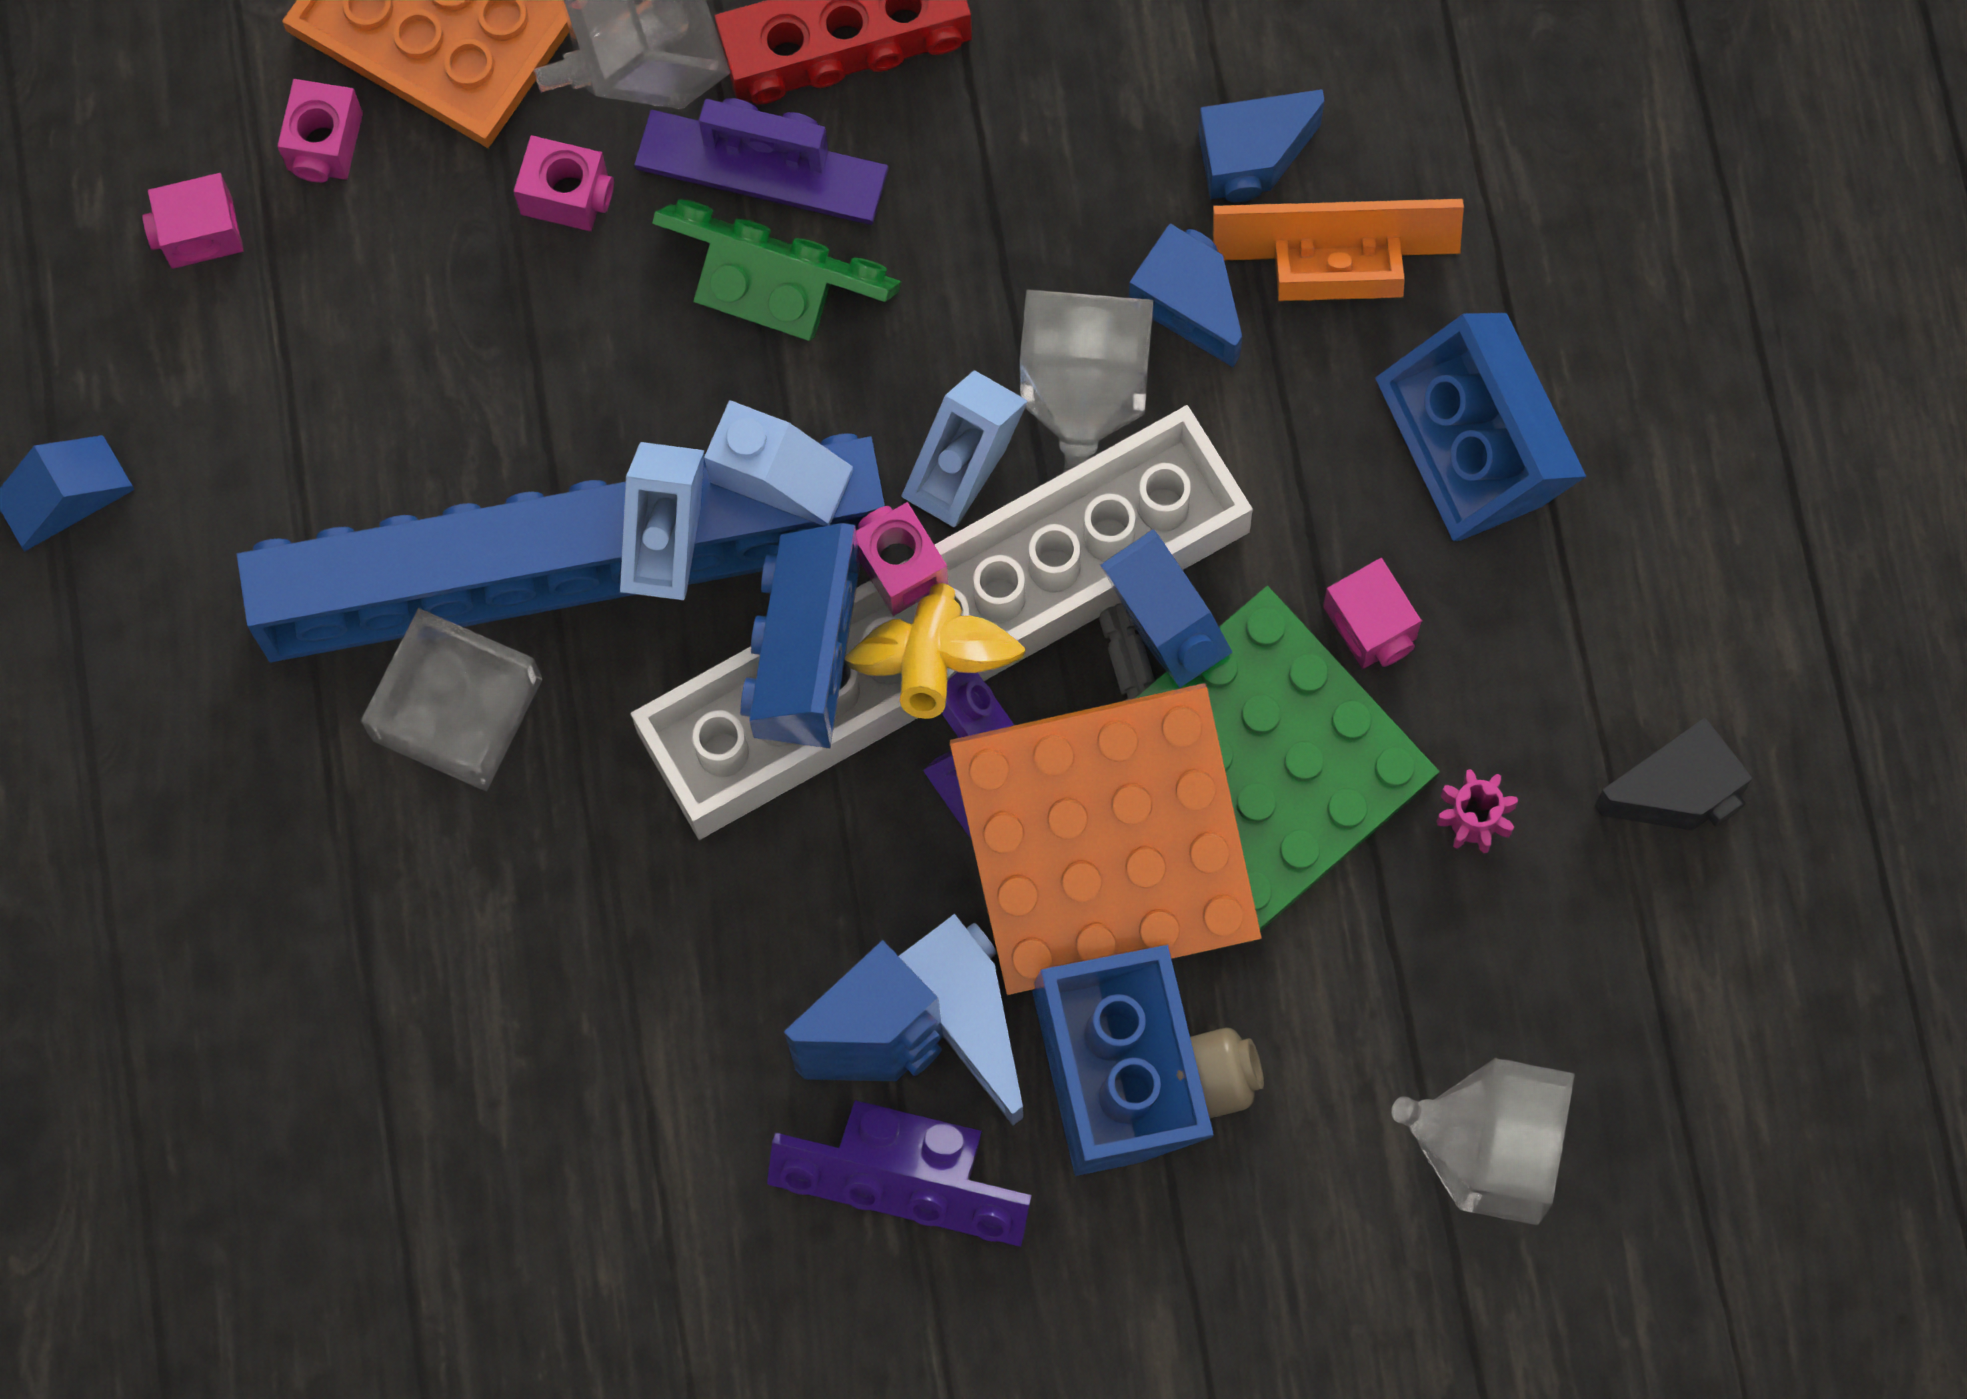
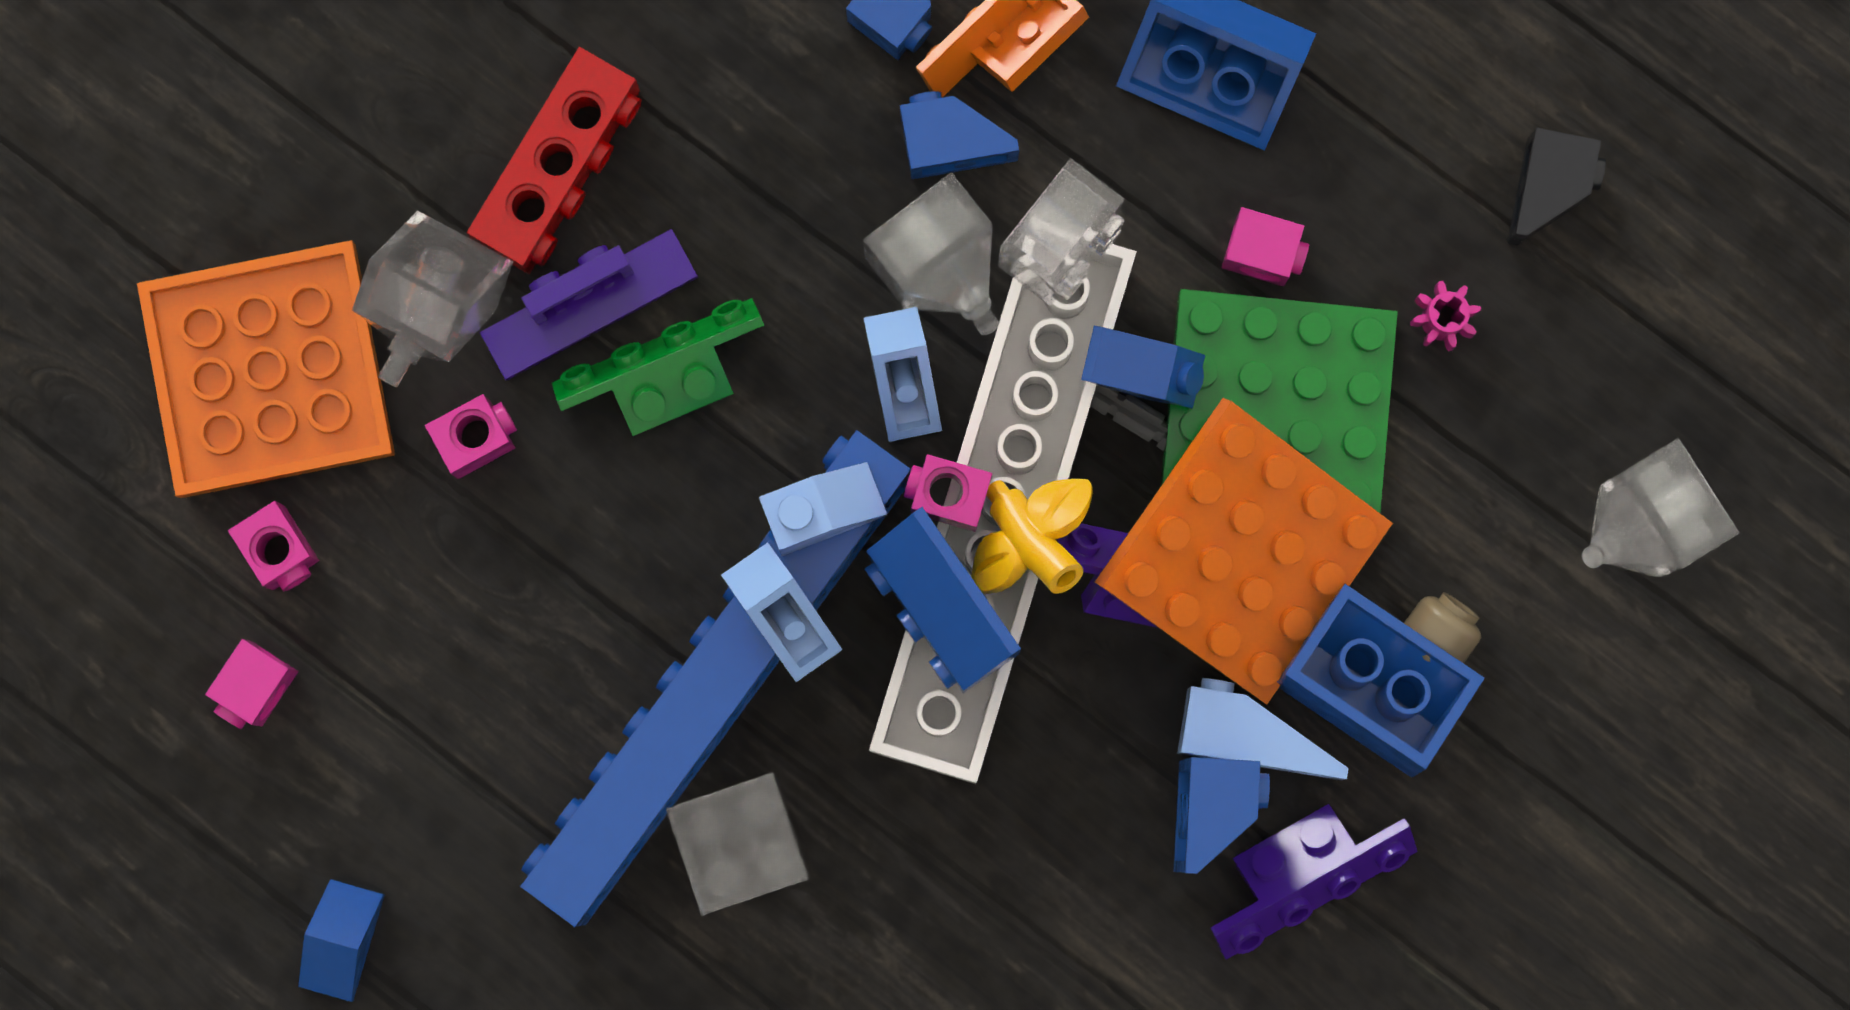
camera: 45 degrees left, 10 degrees up
(1195, 424) = (1061, 233): none -> clear brick

